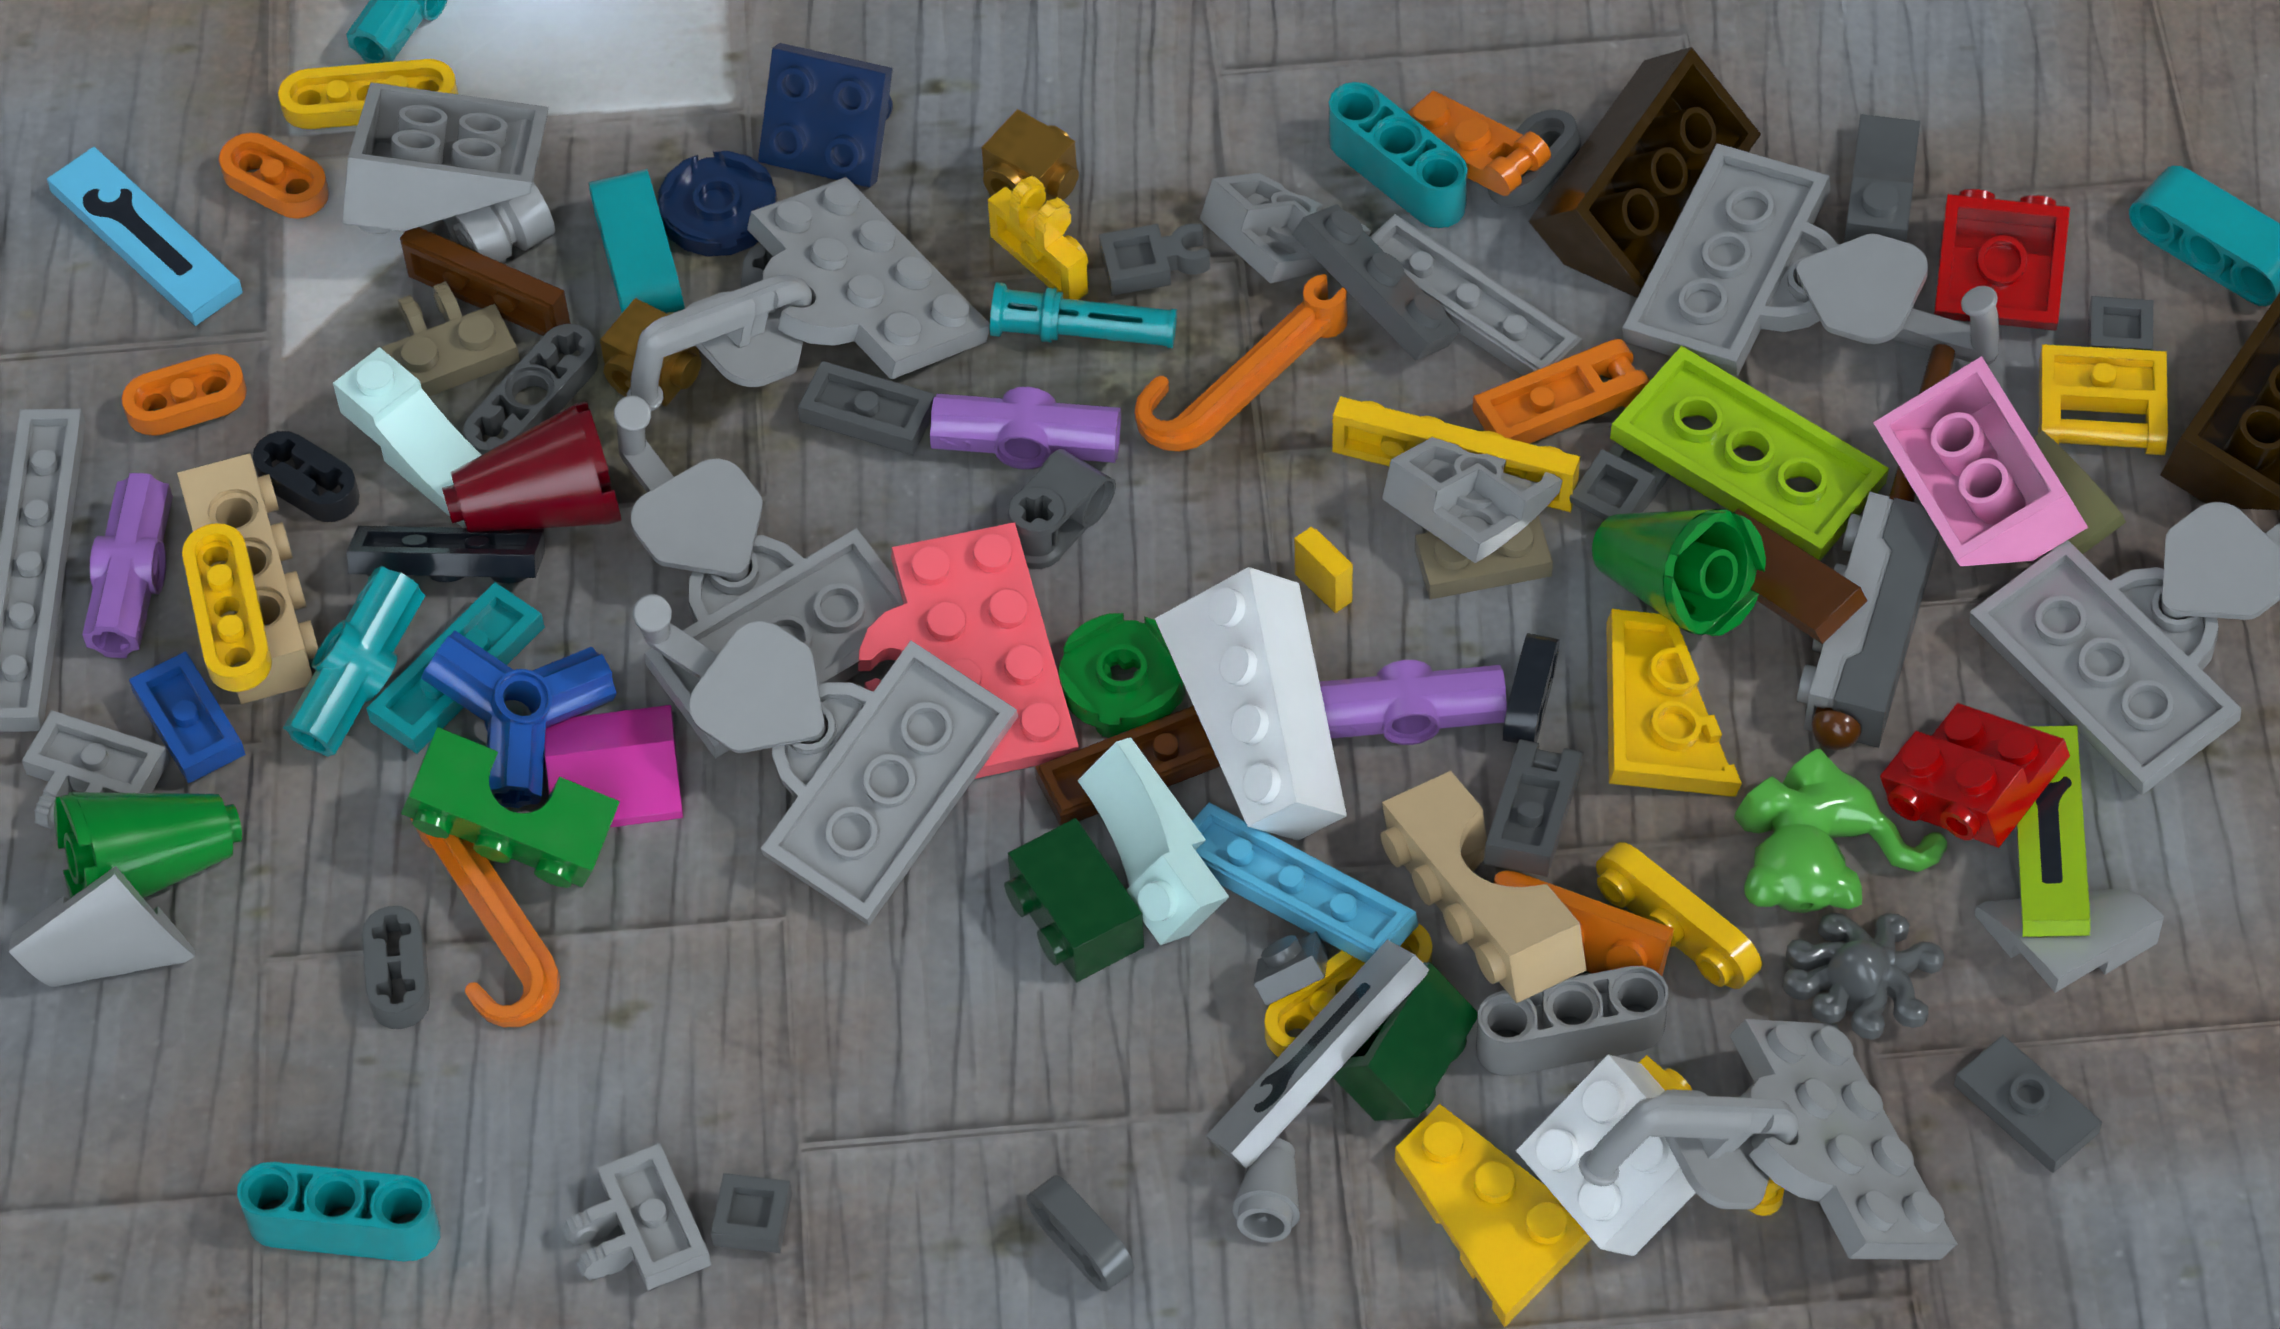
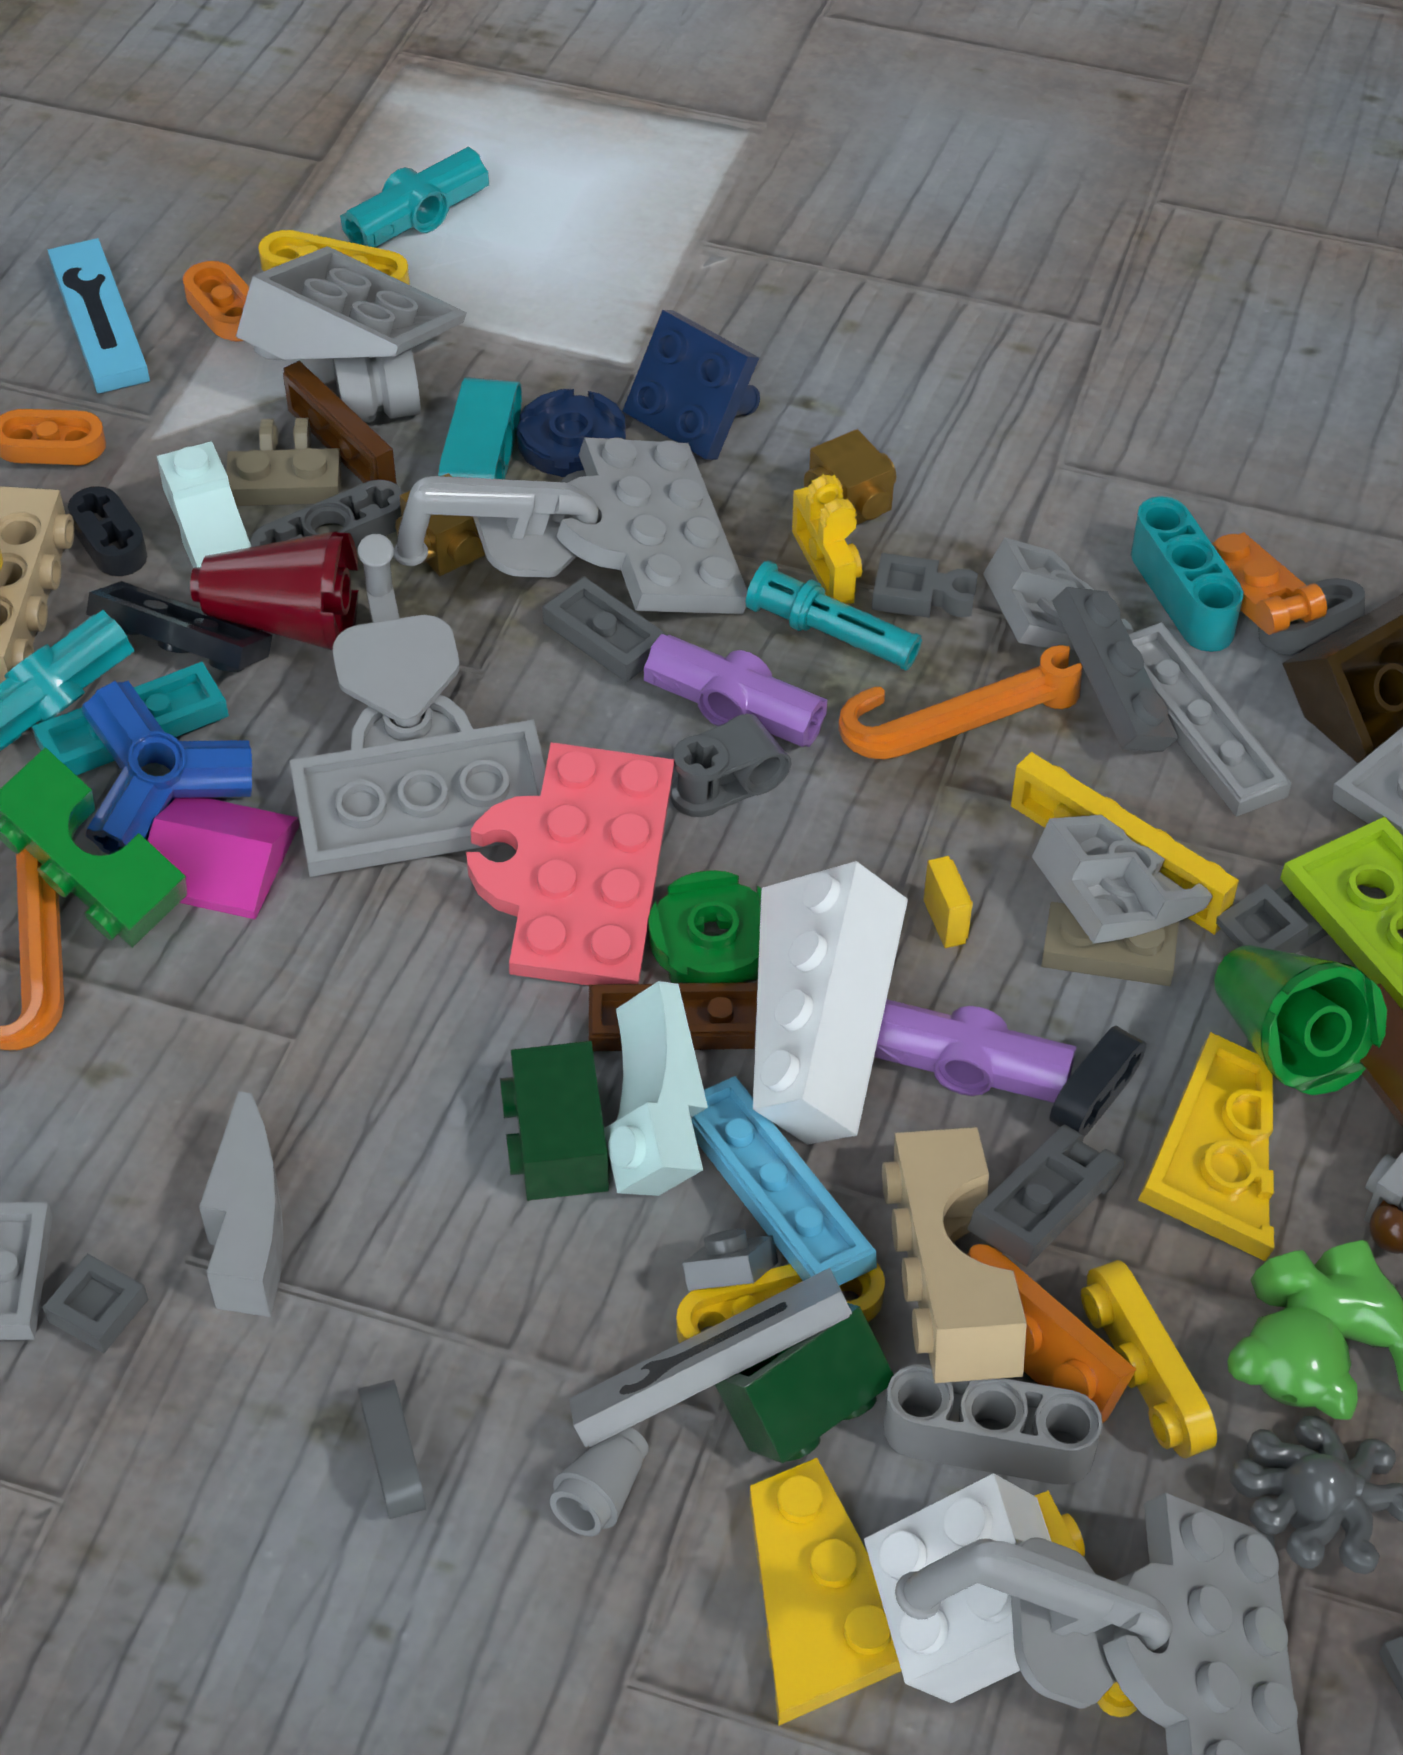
camera: 20 degrees right, 5 degrees down
(843, 1084) = (244, 1216): none -> light grey slope
(866, 786) = (422, 935): light grey plate -> none
(1561, 394) = (1250, 823): orange plate -> none

